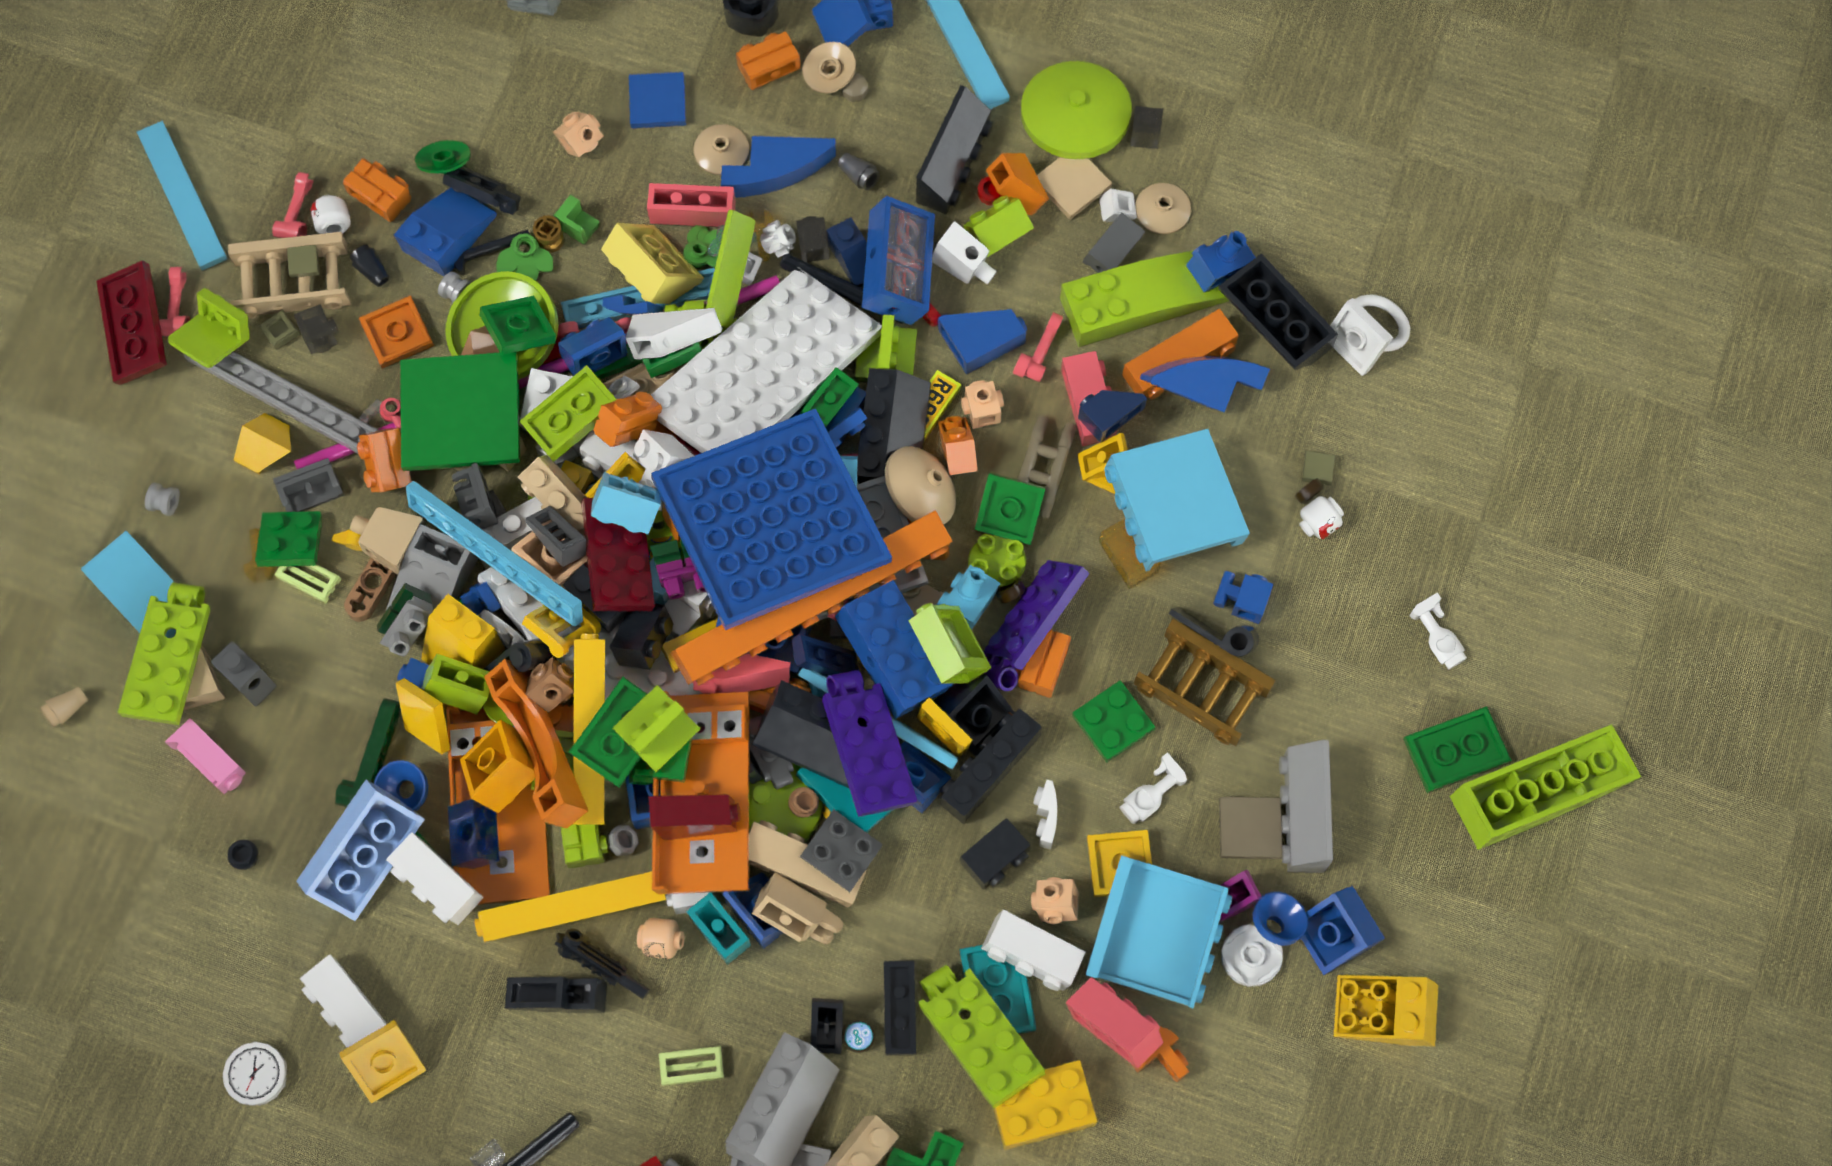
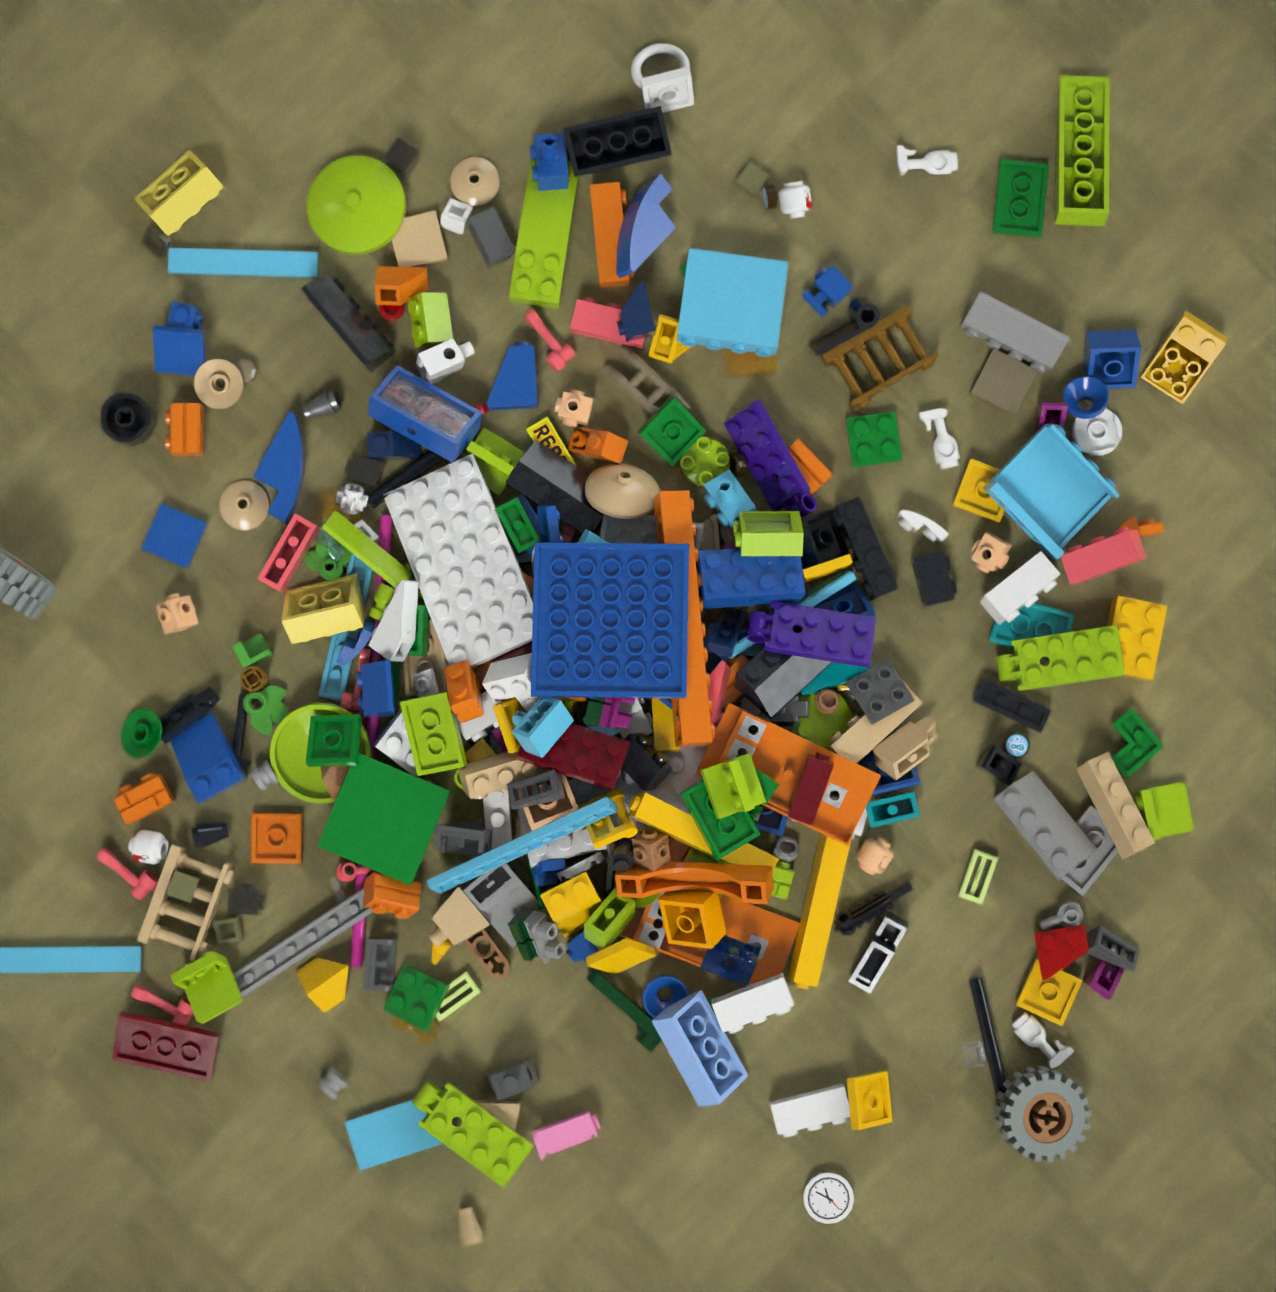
camera: 65 degrees left, 15 degrees up
(243, 854) = (655, 1138): black plate -> none

